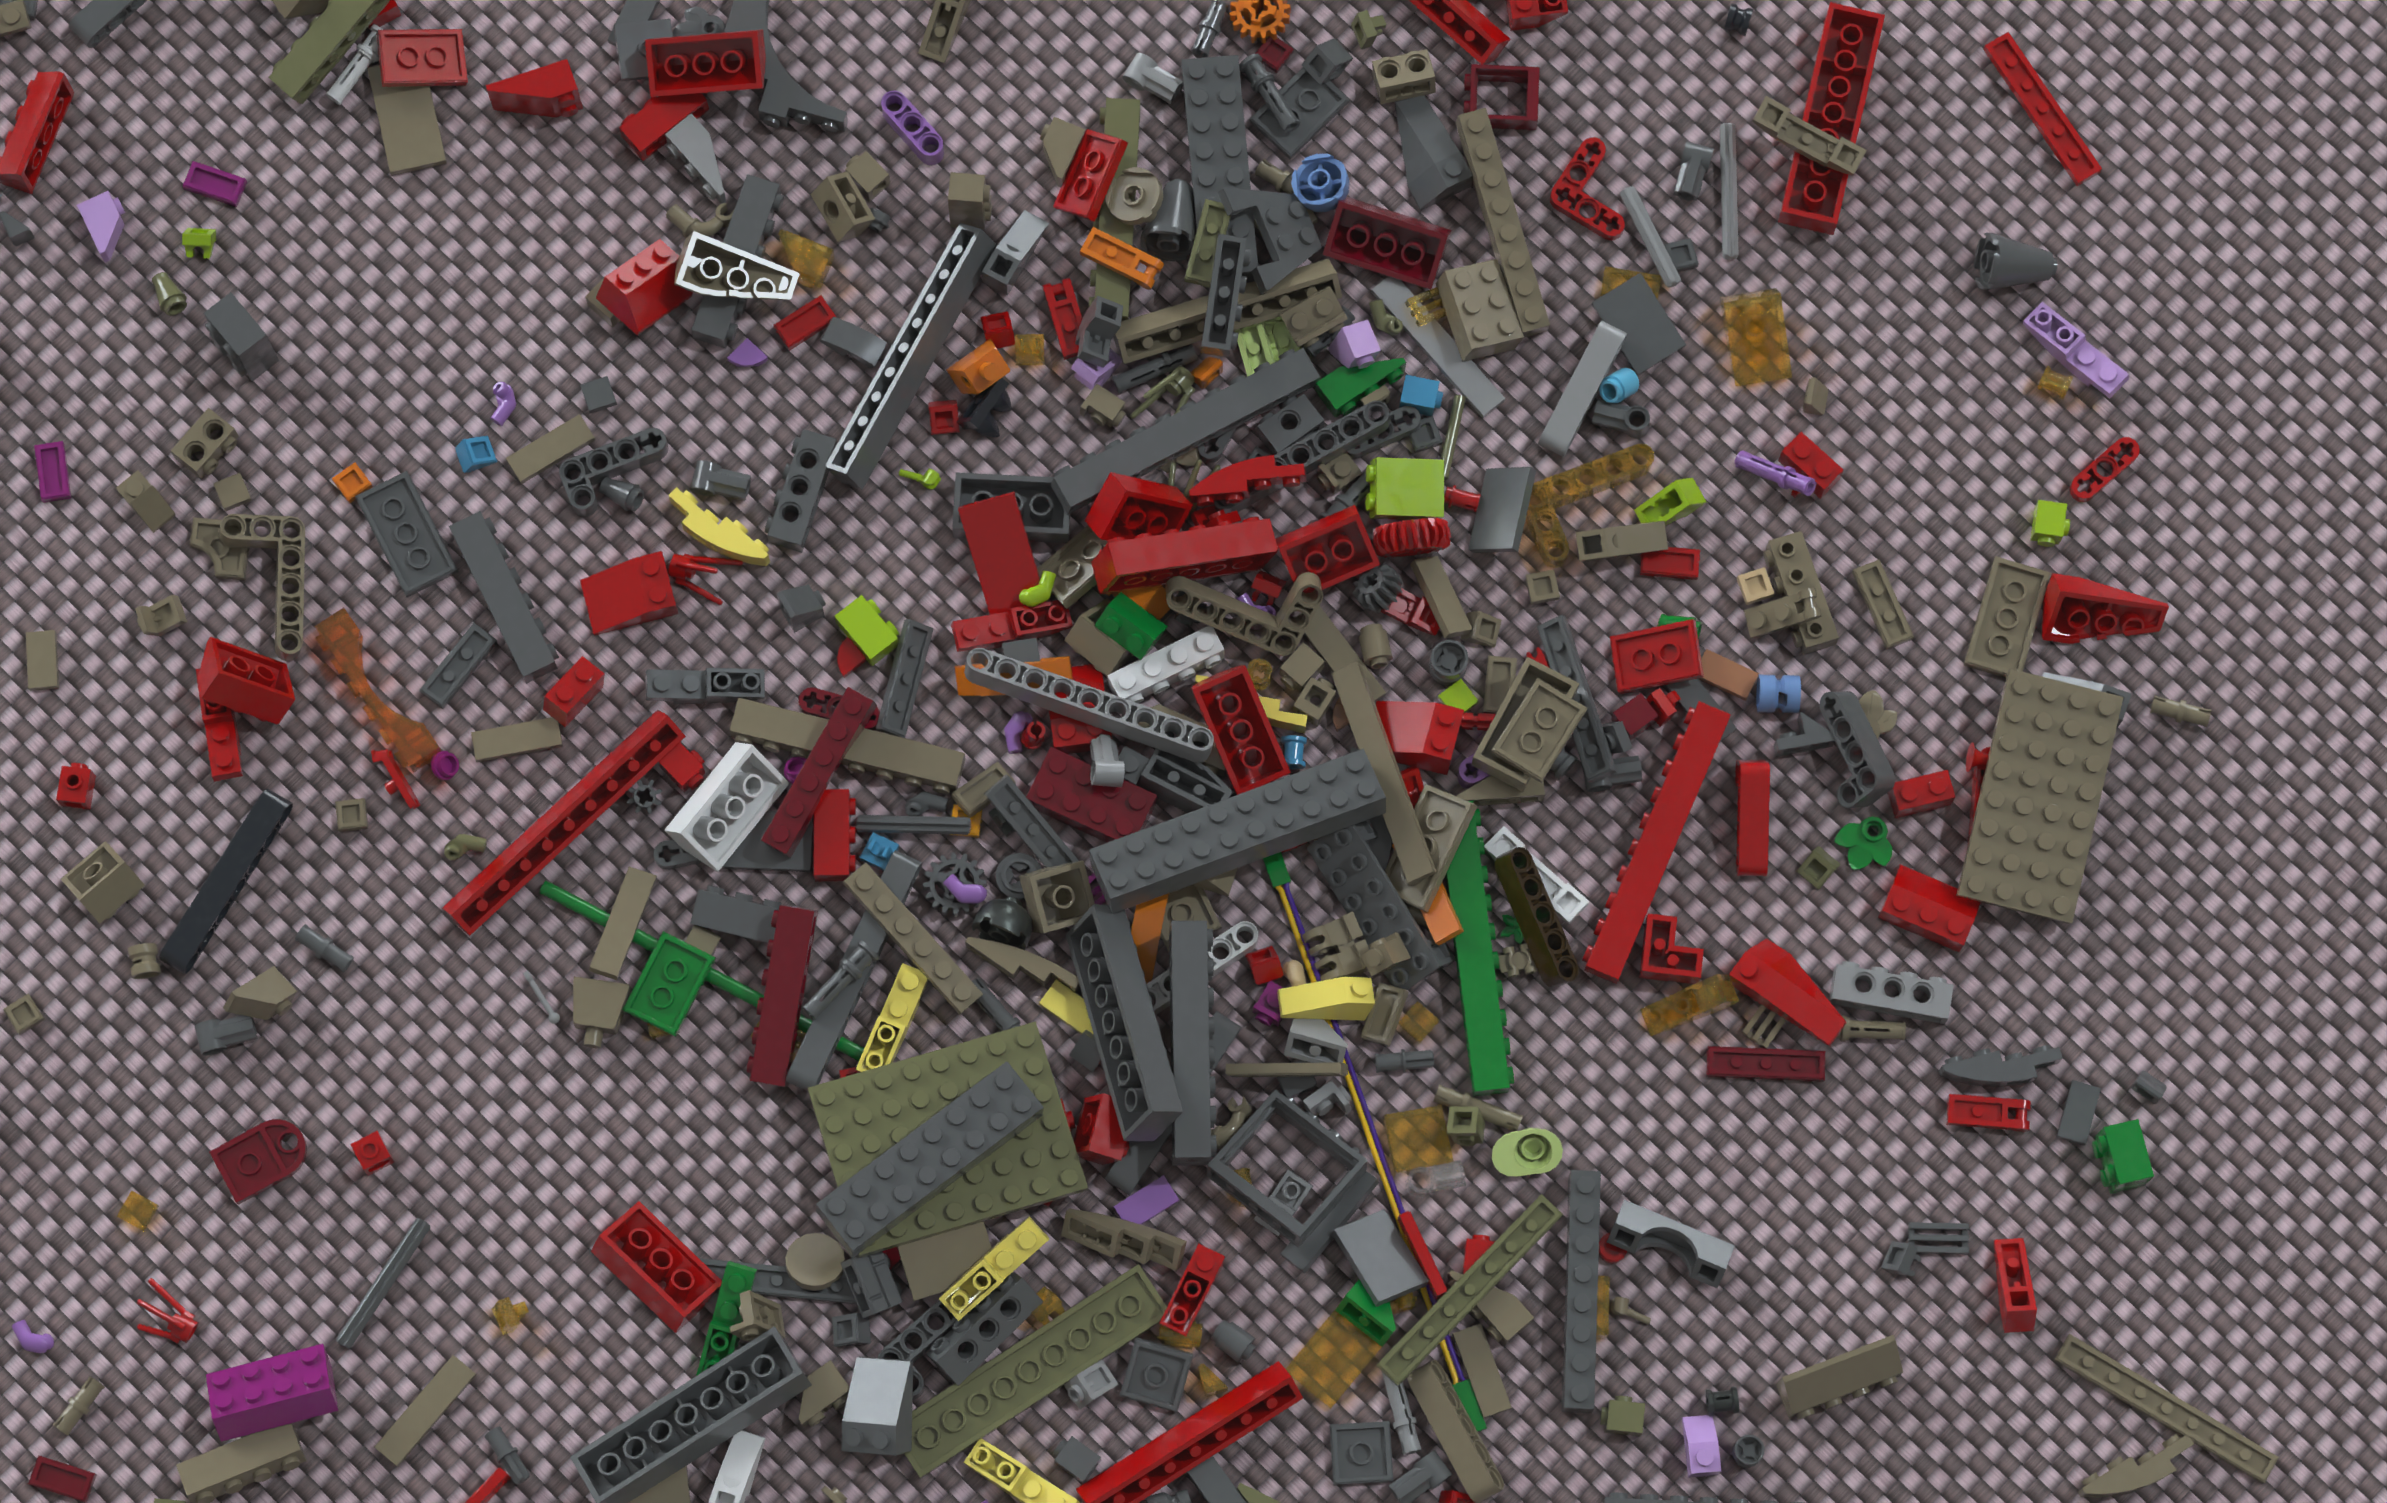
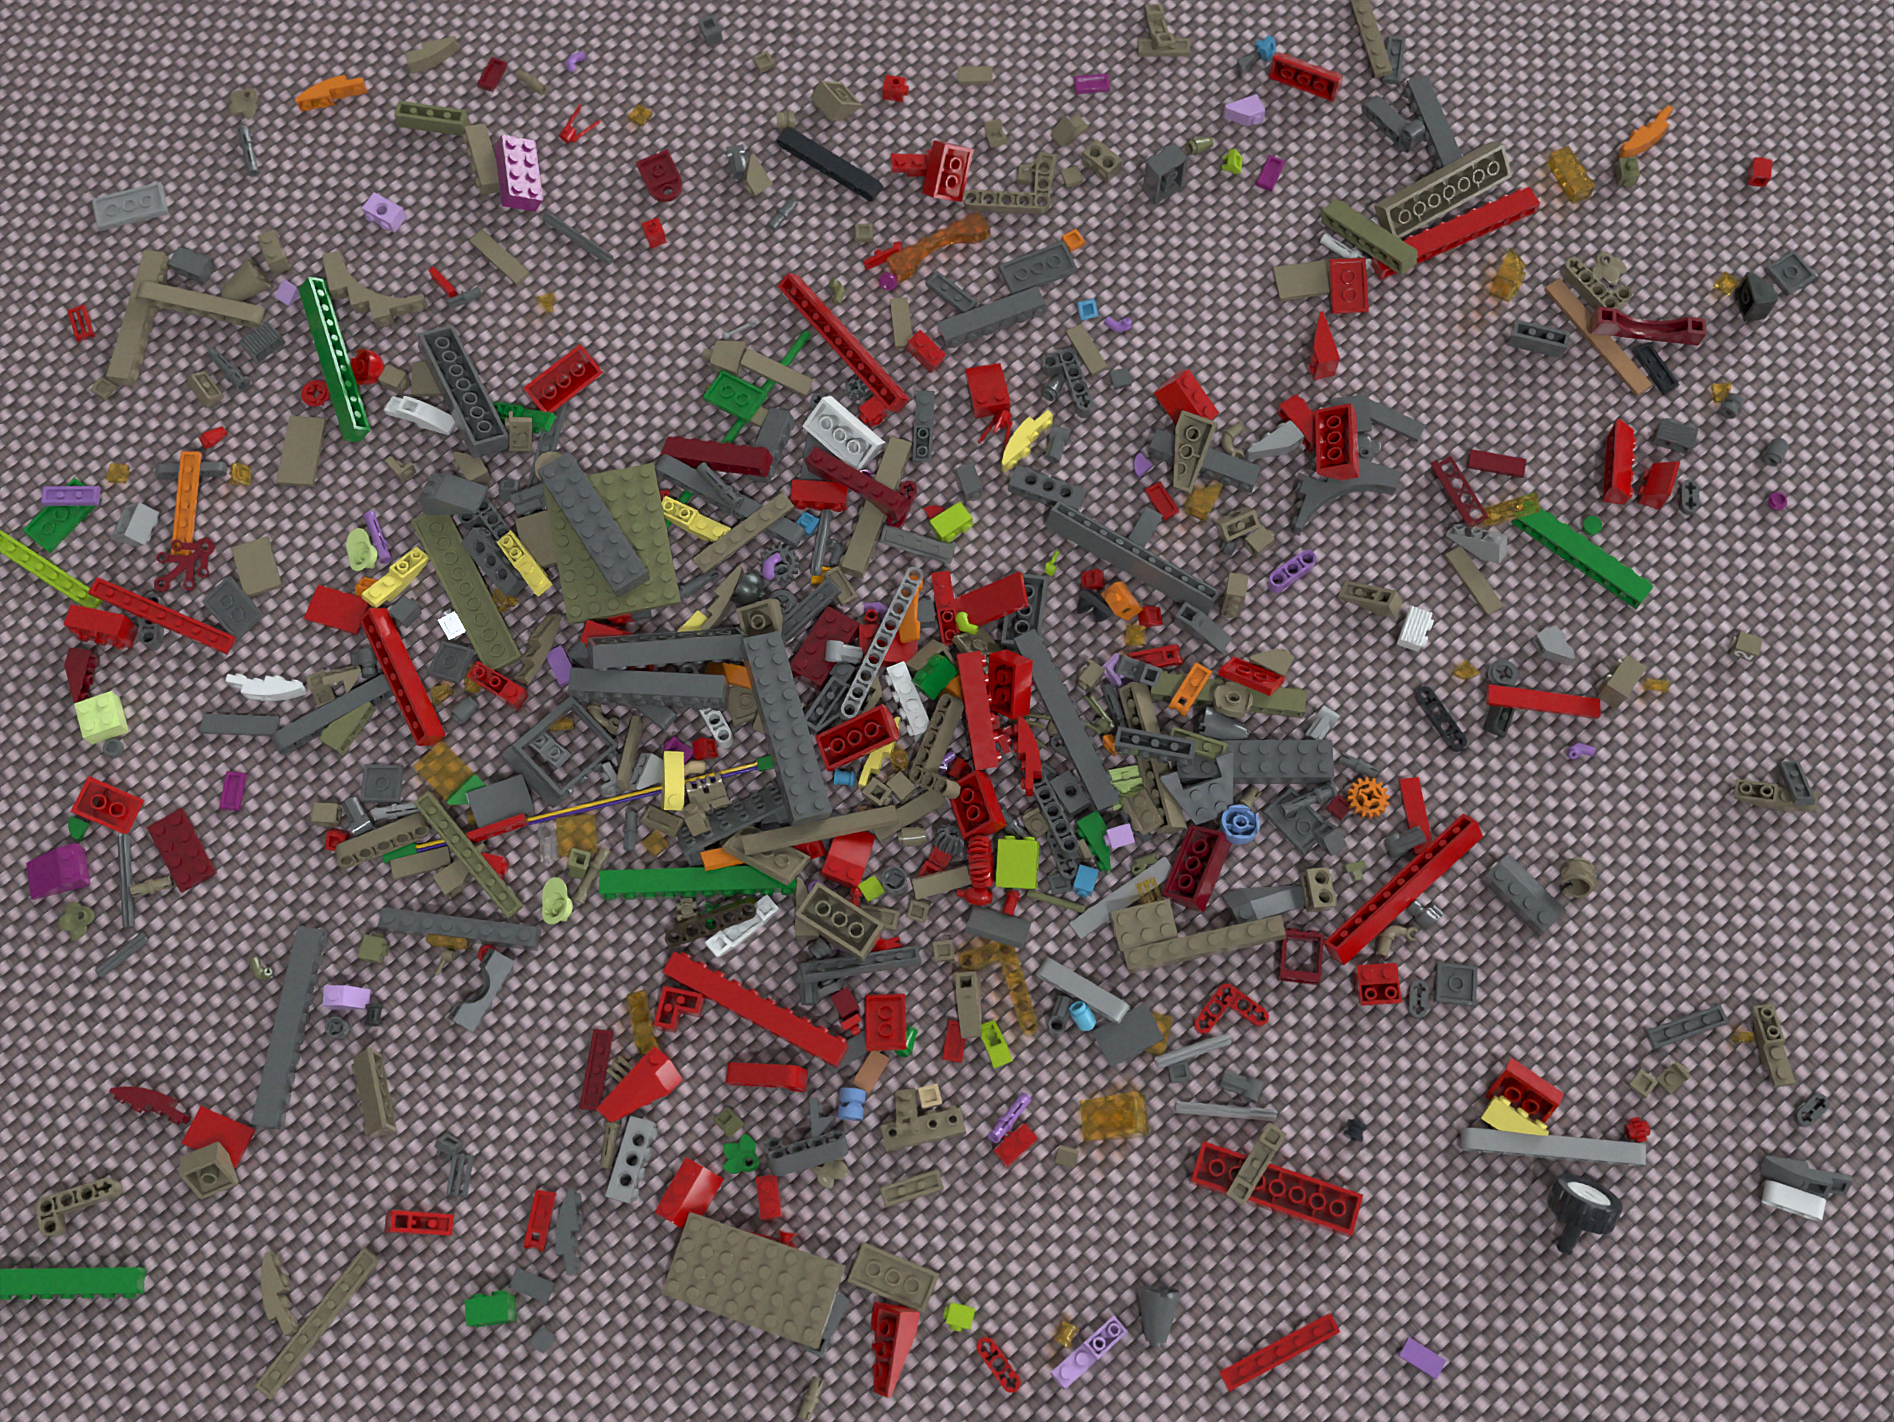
camera: 100 degrees right, 5 degrees down
(1458, 550) = (976, 895): none -> red plant
(1539, 730) = (830, 926): dark tan tile -> none

